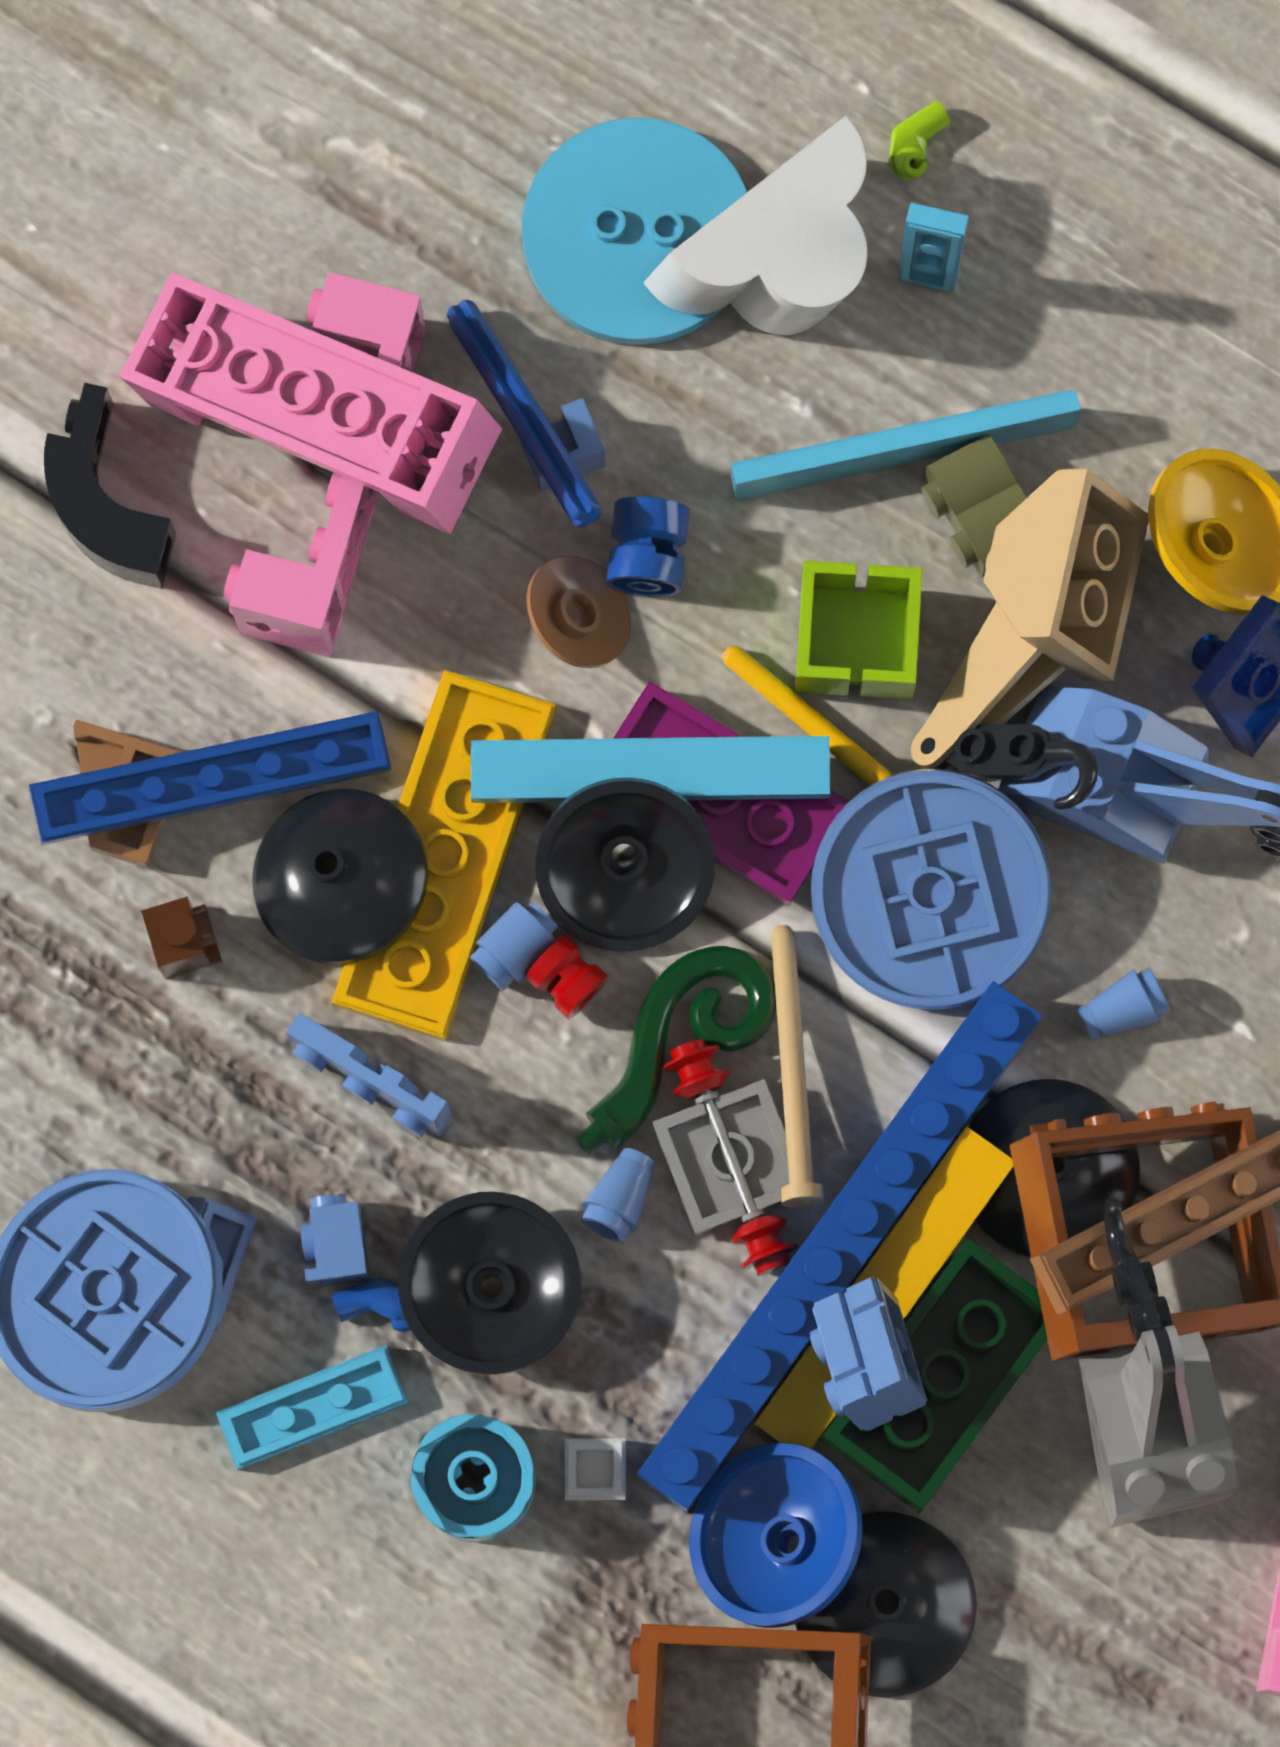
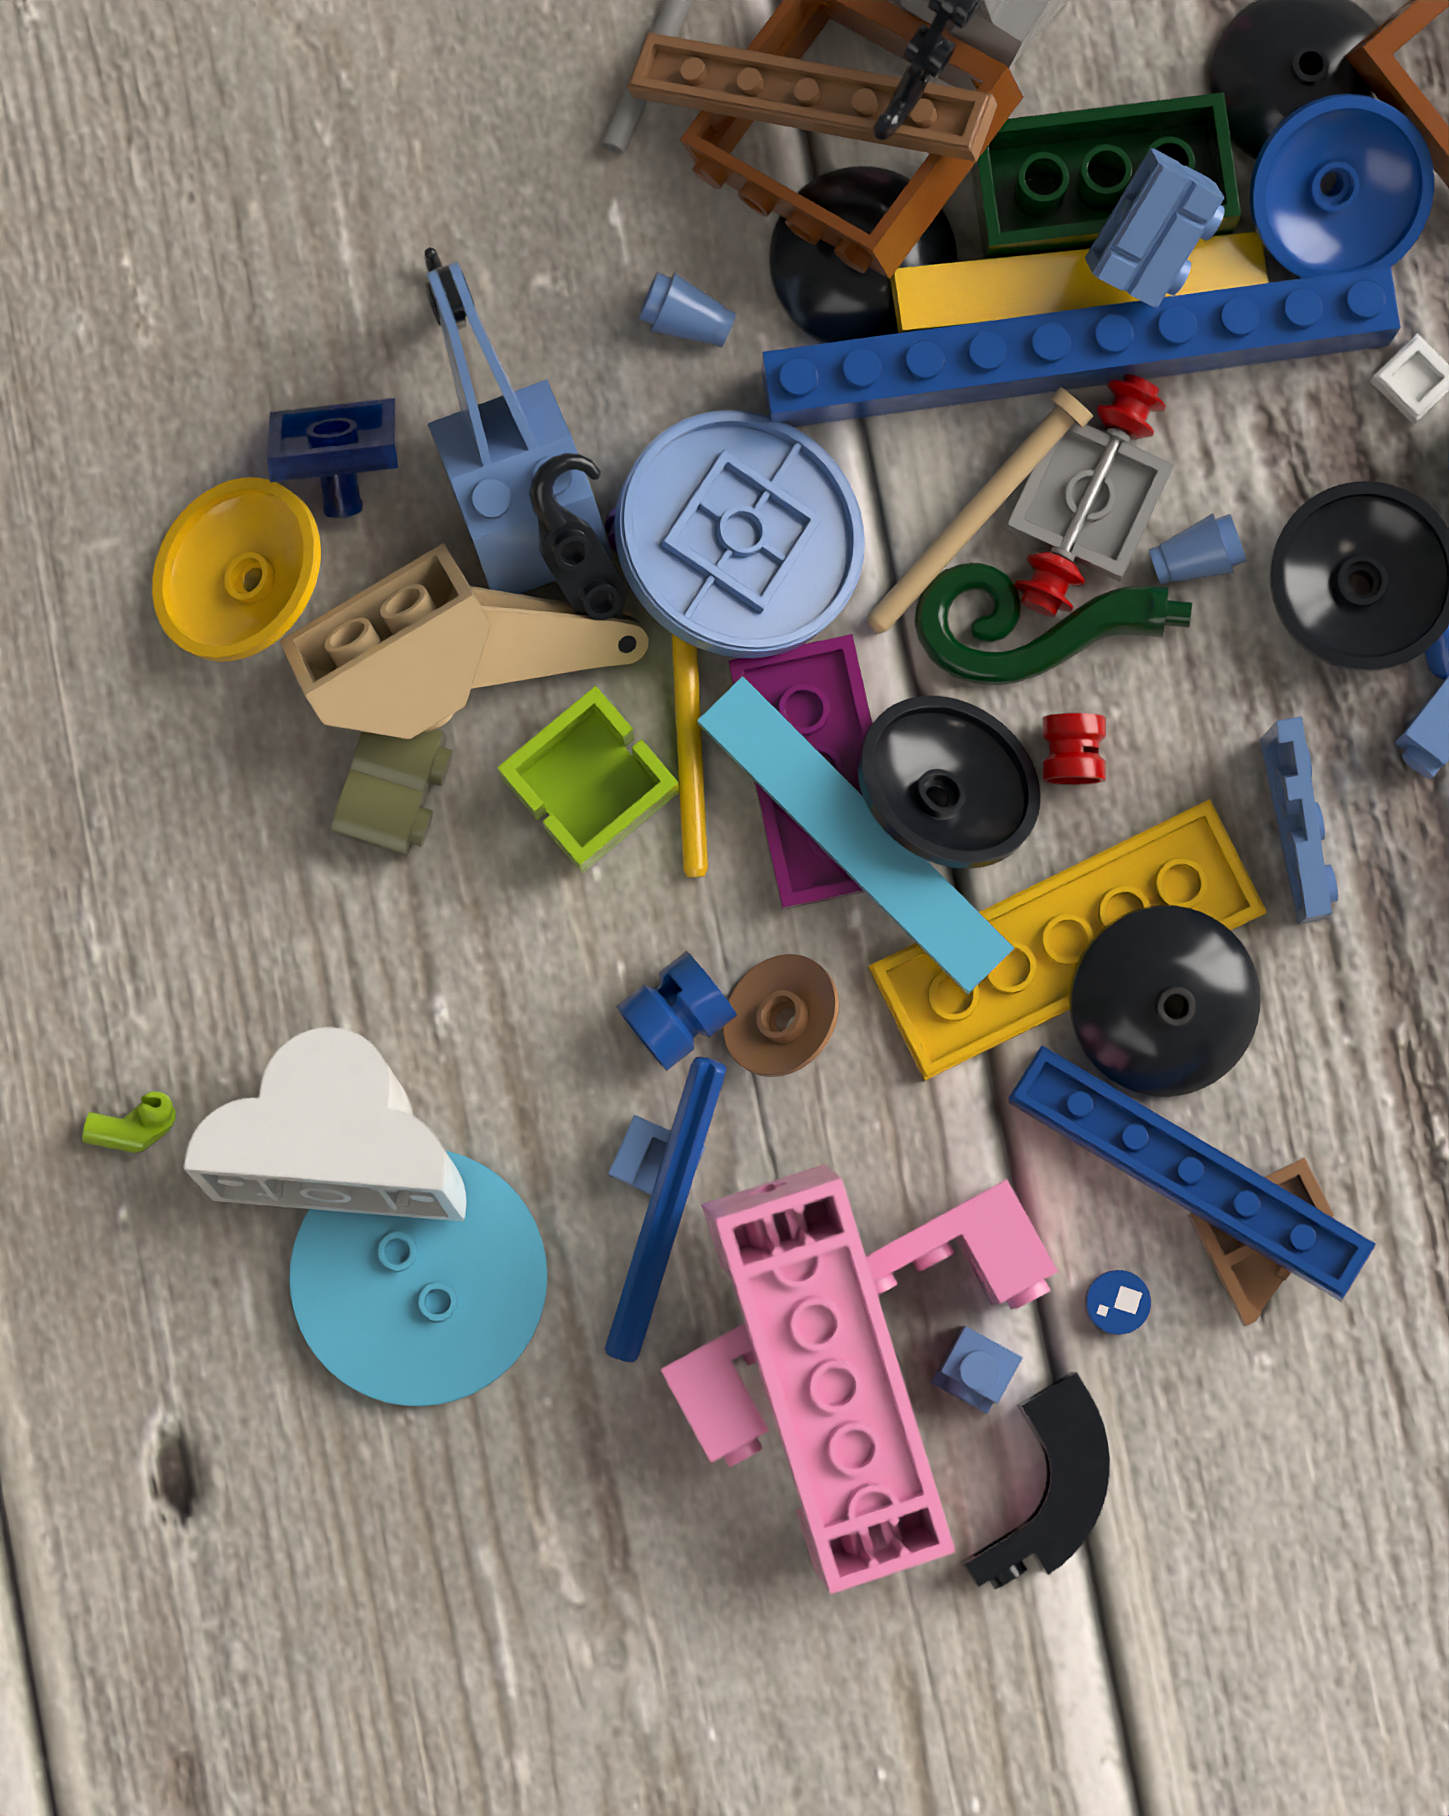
camera: 140 degrees left, 5 degrees up
(175, 657) = (1117, 1302): none -> blue tile
(181, 937) = (1333, 1073): reddish brown brick -> none
(223, 521) = (976, 1369): none -> medium blue brick
(514, 944) = (1088, 812): medium blue brick -> none
(903, 444) = (398, 891): medium azure tile -> none
(932, 247) = (223, 1005): medium azure tile -> none

